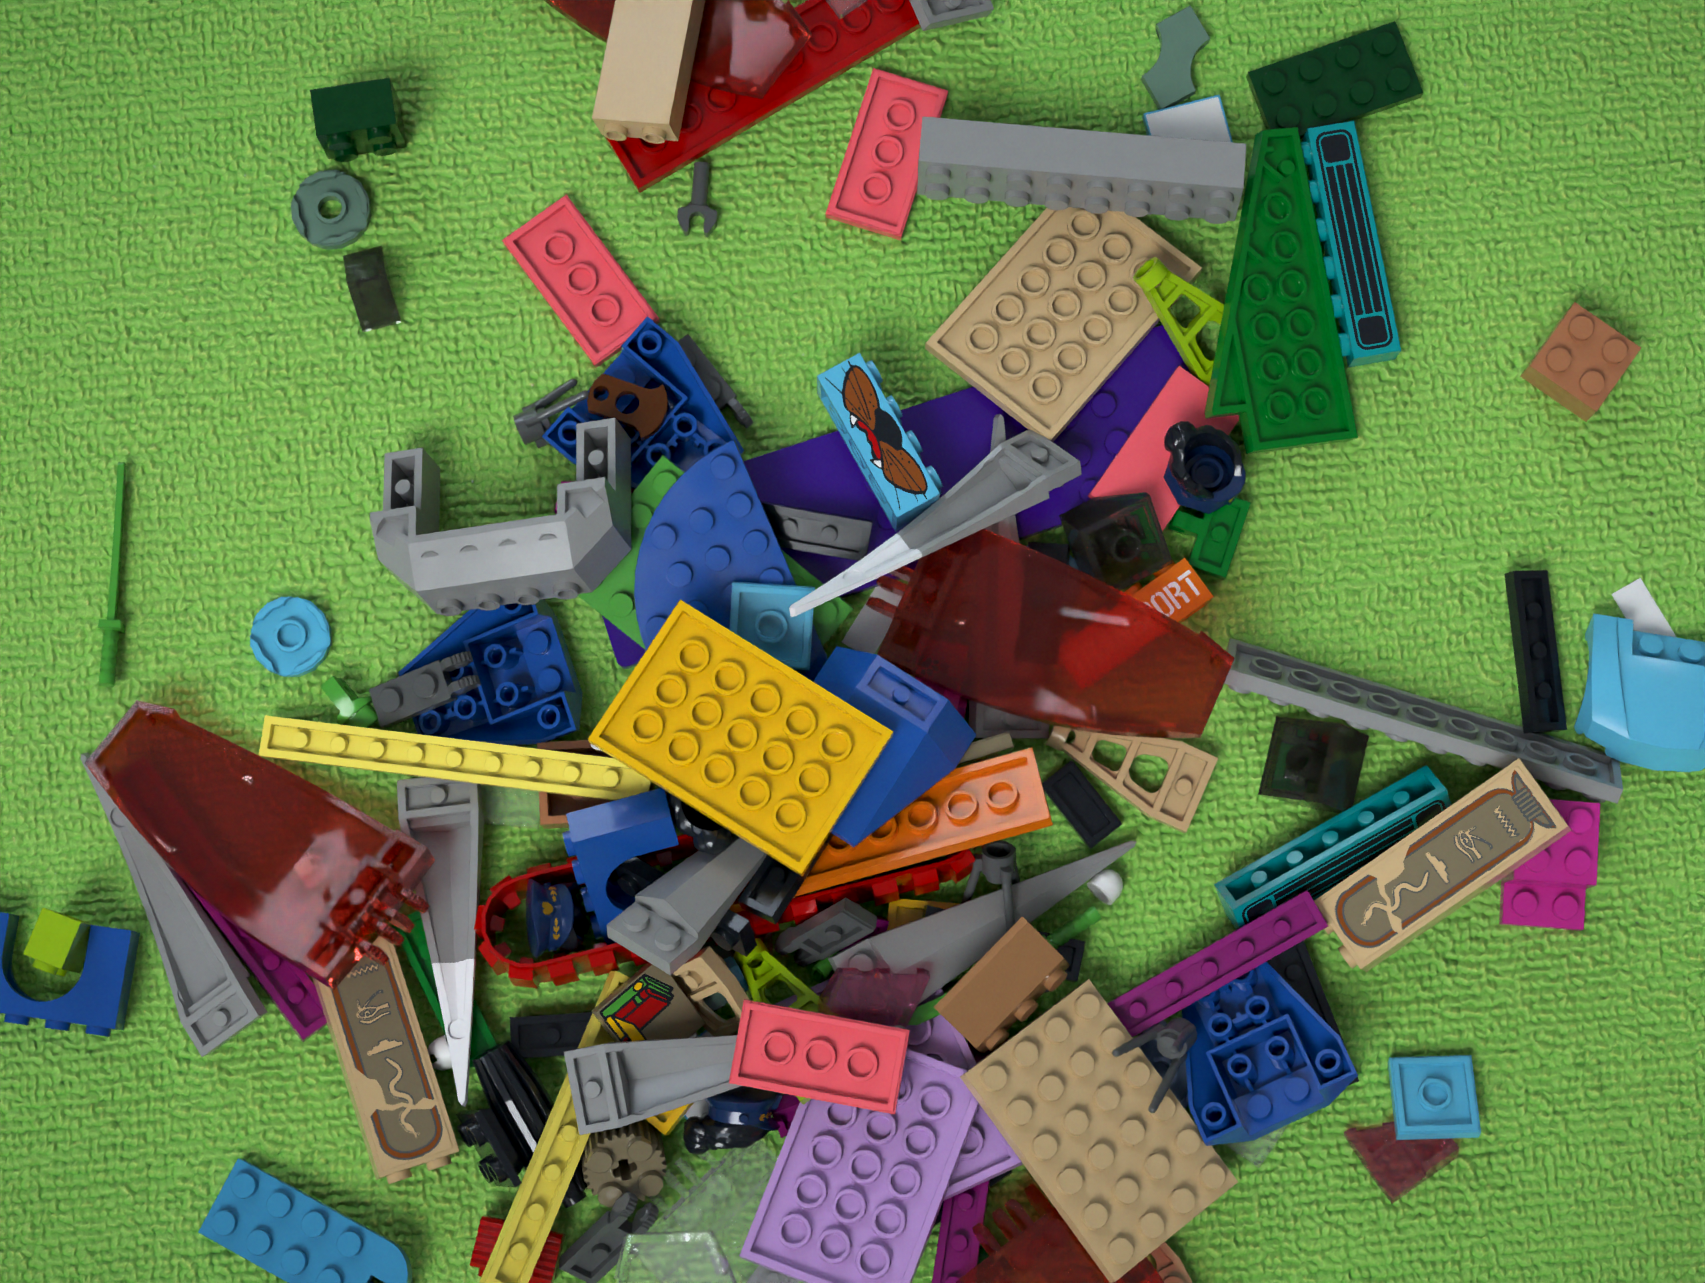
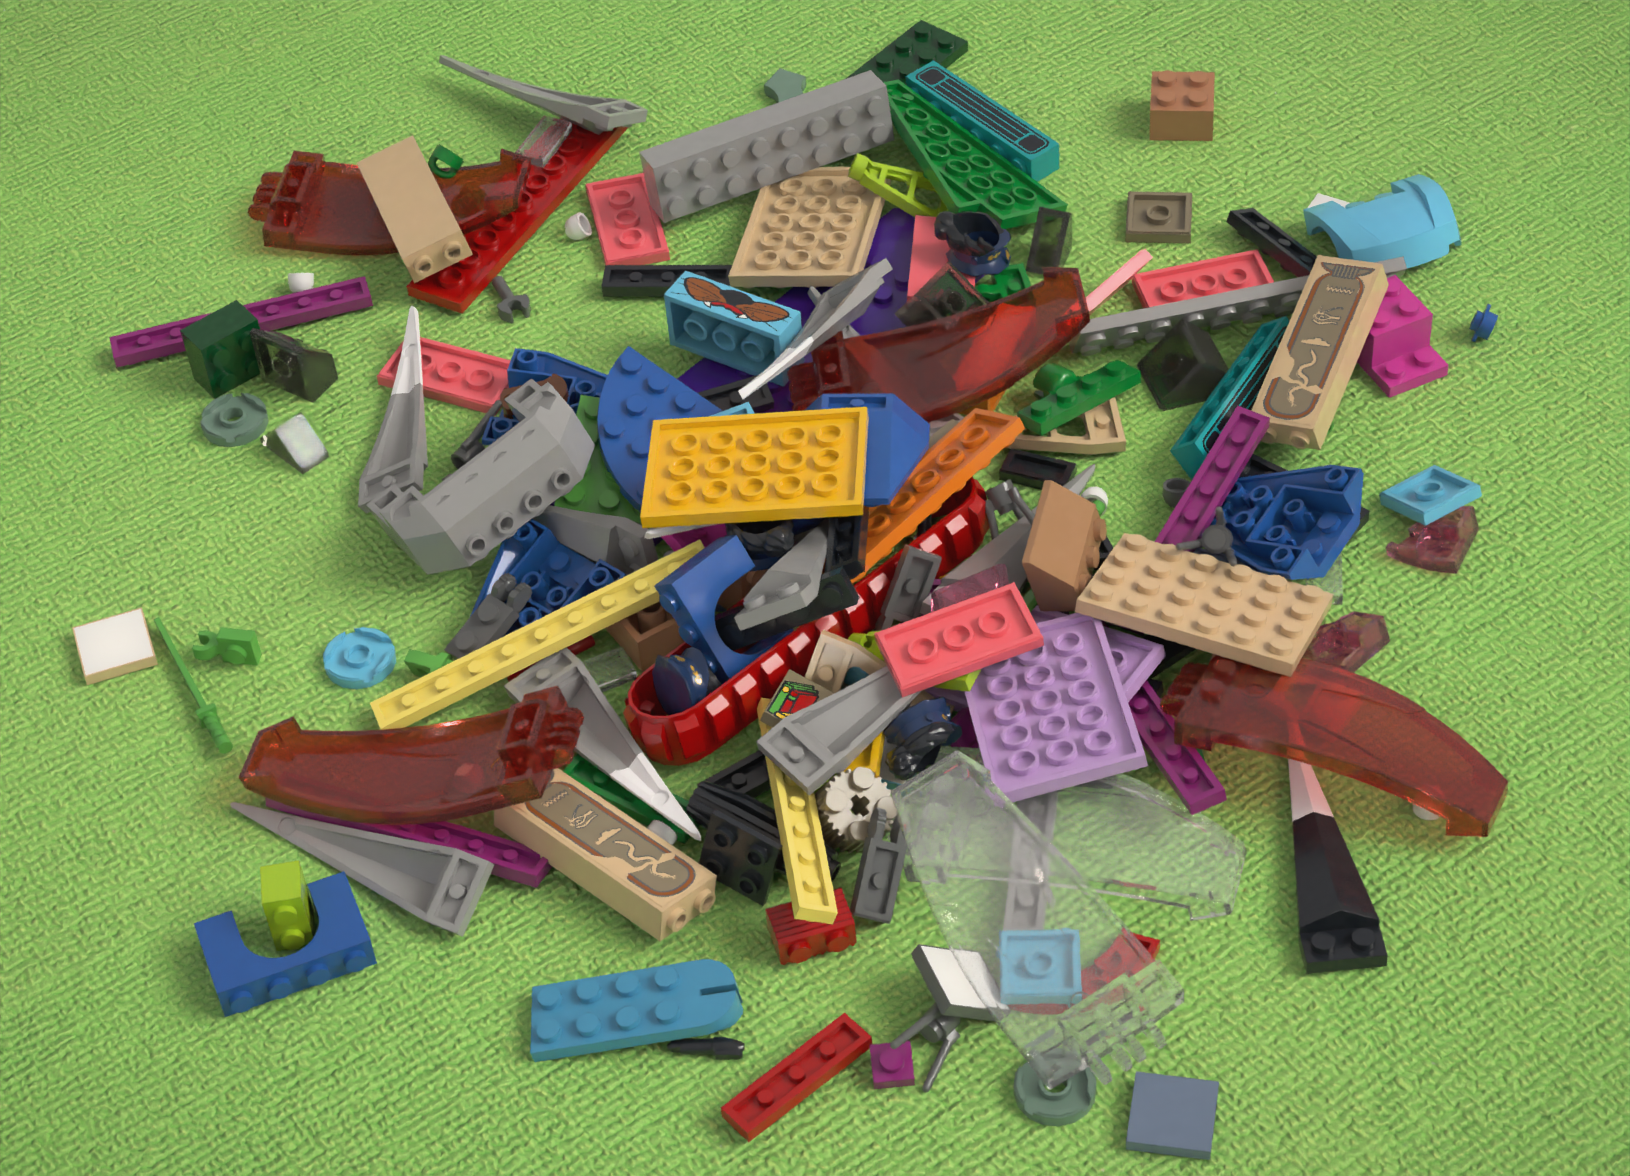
camera: 25 degrees left, 35 degrees down
(68, 471) = (114, 646): none -> white tile
(175, 556) = (232, 644): none -> bright green plate
(405, 64) = (271, 315): none -> magenta plate
(424, 175) = (293, 364): none -> clear smoke slope
(460, 382) = (401, 445): none -> light grey plate
(496, 38) = (300, 281): none -> white hinge
(582, 655) = (600, 537): none -> light grey plate
(831, 128) = (578, 227): none -> white hinge
(873, 284) = (654, 279): none -> black plate
(1135, 756) = (1070, 395): none -> green plate
(1196, 922) = (1173, 490): none -> dark grey hinge
(1225, 1229) = (1349, 641): none -> slope
(1284, 618) = (1117, 281): none -> tile
(1295, 493) = (1050, 240): none -> clear smoke slope
(1421, 649) = (1201, 278): none -> coral tile
(1445, 511) = (1159, 217): none -> dark tan tile
(1660, 896) = (1483, 323): none -> blue plate

